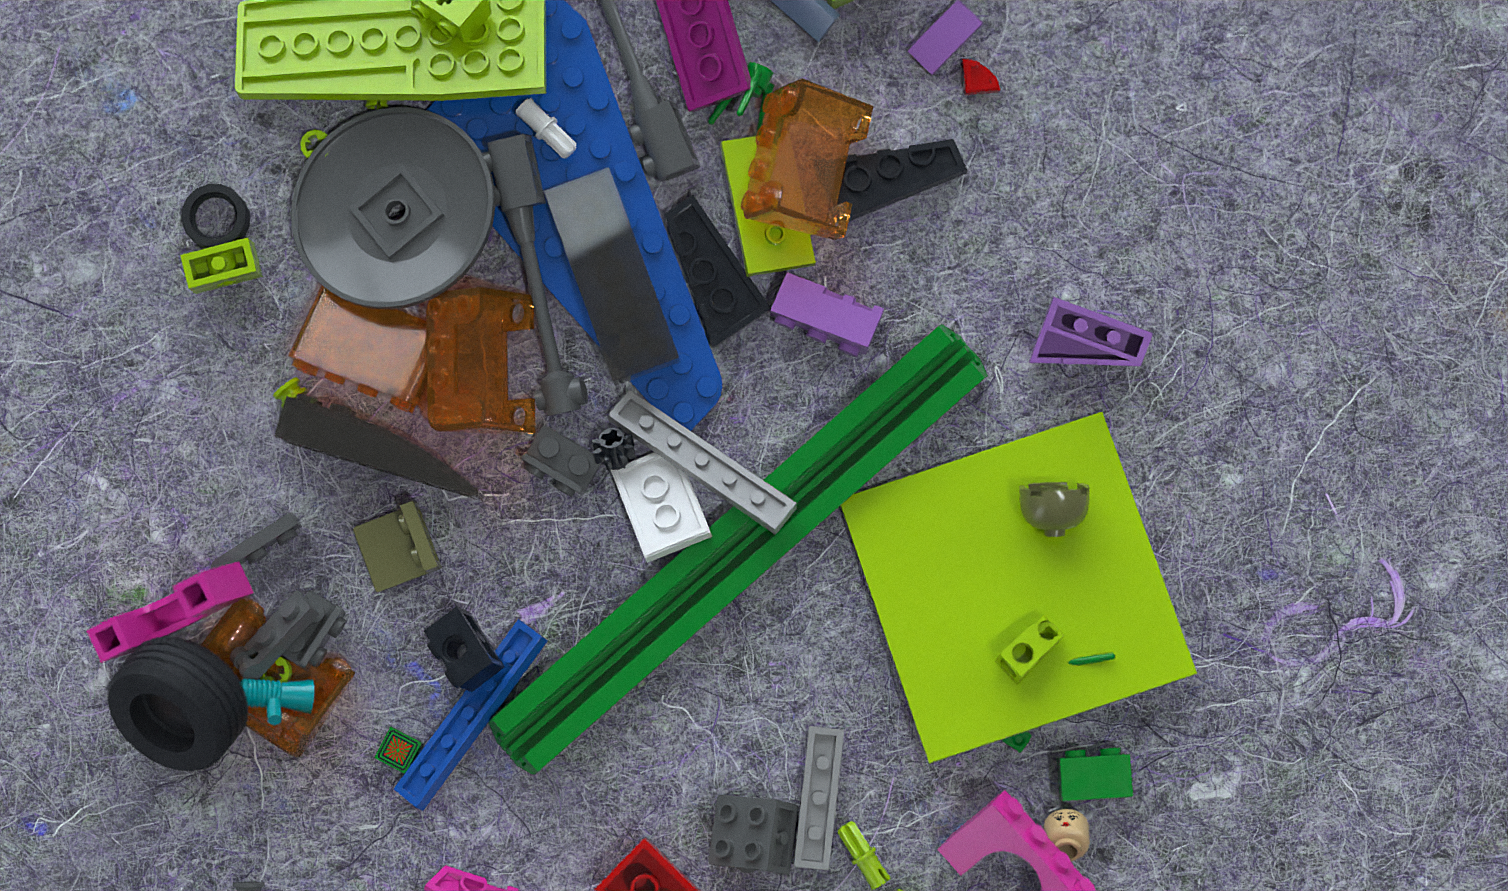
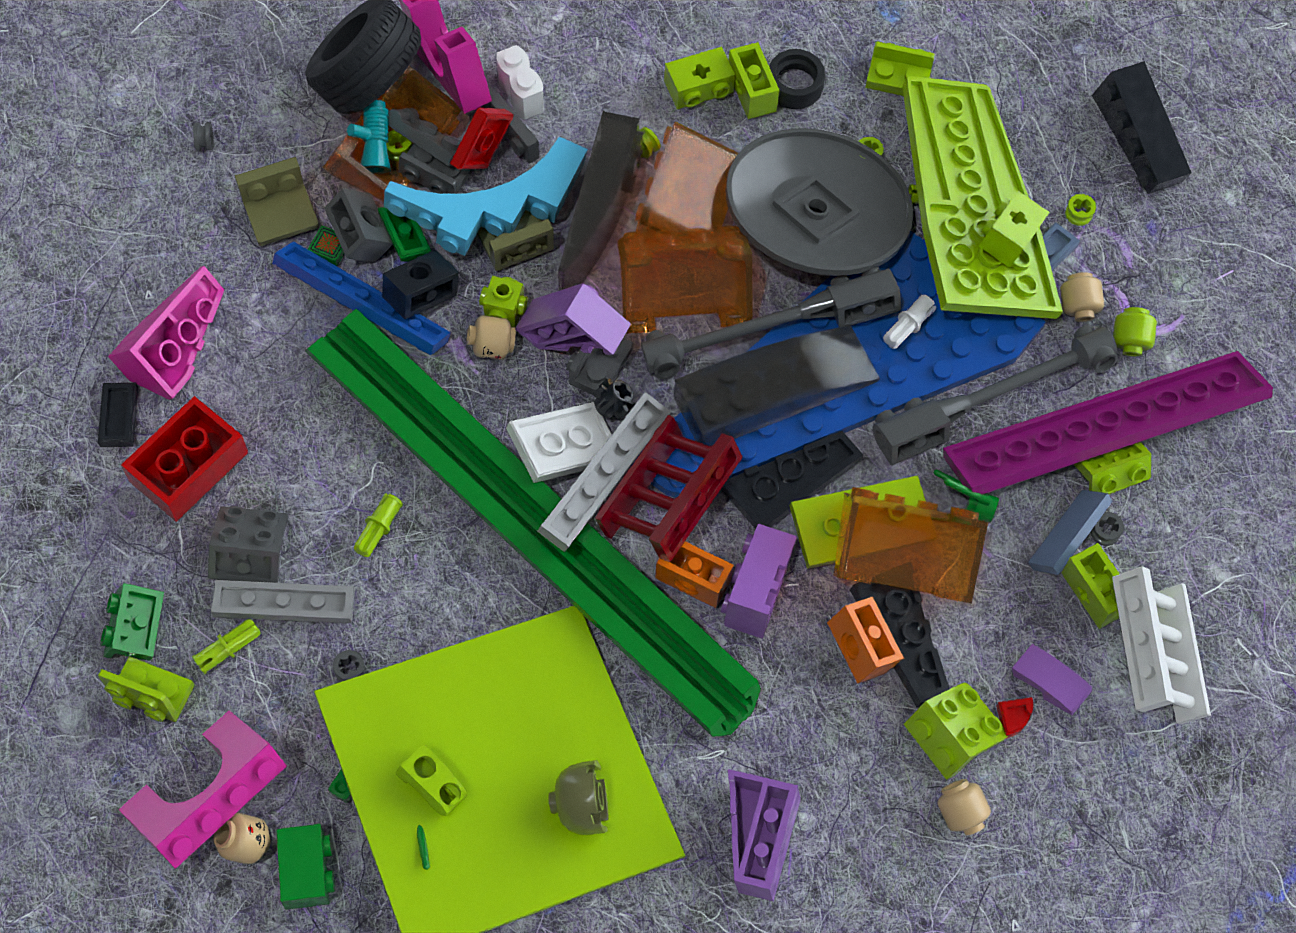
camera: 80 degrees right, 20 degrees down
(195, 311) = (699, 78): none -> lime brick
(210, 101) = (894, 64): none -> lime bracket
(210, 525) = (520, 82): none -> white brick
(289, 574) = (482, 138): none -> red plate
(347, 805) = (276, 201): none -> olive bracket
(384, 715) = (358, 225): none -> dark grey brick
(387, 602) = (498, 209): none -> medium azure arch
(393, 665) = (405, 235): none -> green slope
(501, 564) = (504, 299): none -> lime brick
(530, 485) = (573, 319): none -> medium lavender wedge
(530, 574) = (491, 337): none -> tan head
(740, 701) = (378, 524): none -> lime axle
(763, 384) = (685, 509): none -> dark red fence
(816, 379) = (696, 574): none -> orange brick
(881, 736) = (344, 658): none -> dark grey bush
(900, 215) = (865, 640): none -> orange brick
(991, 136) = (955, 728): none -> lime bracket
(1071, 140) = (964, 807): none -> tan head

